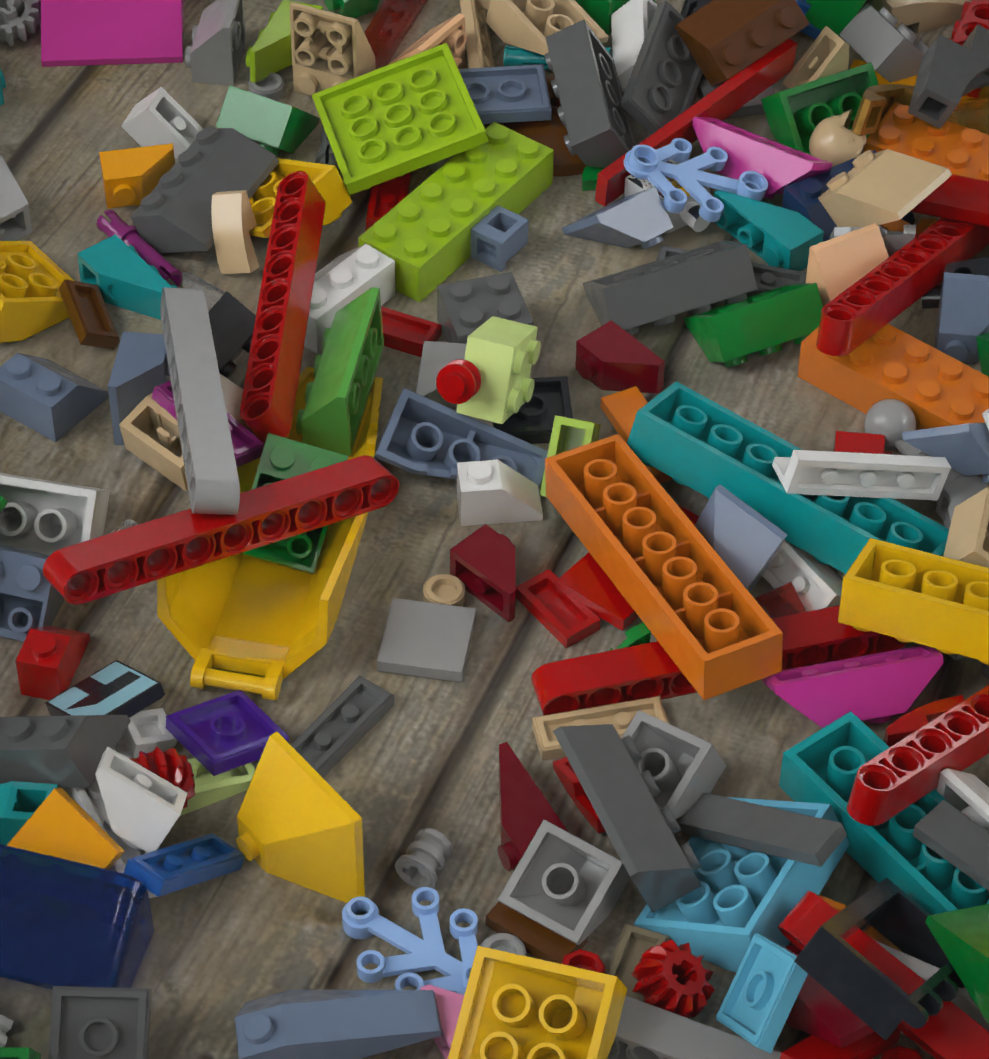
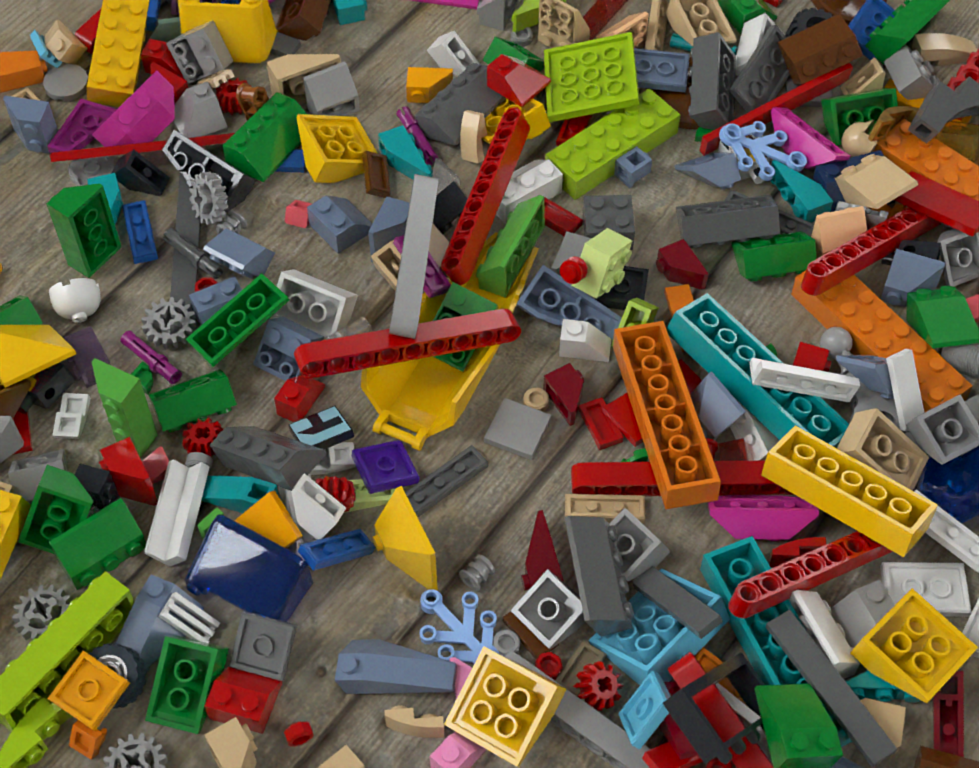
camera: 15 degrees right, 10 degrees up
(279, 138) = (515, 79): none -> red slope

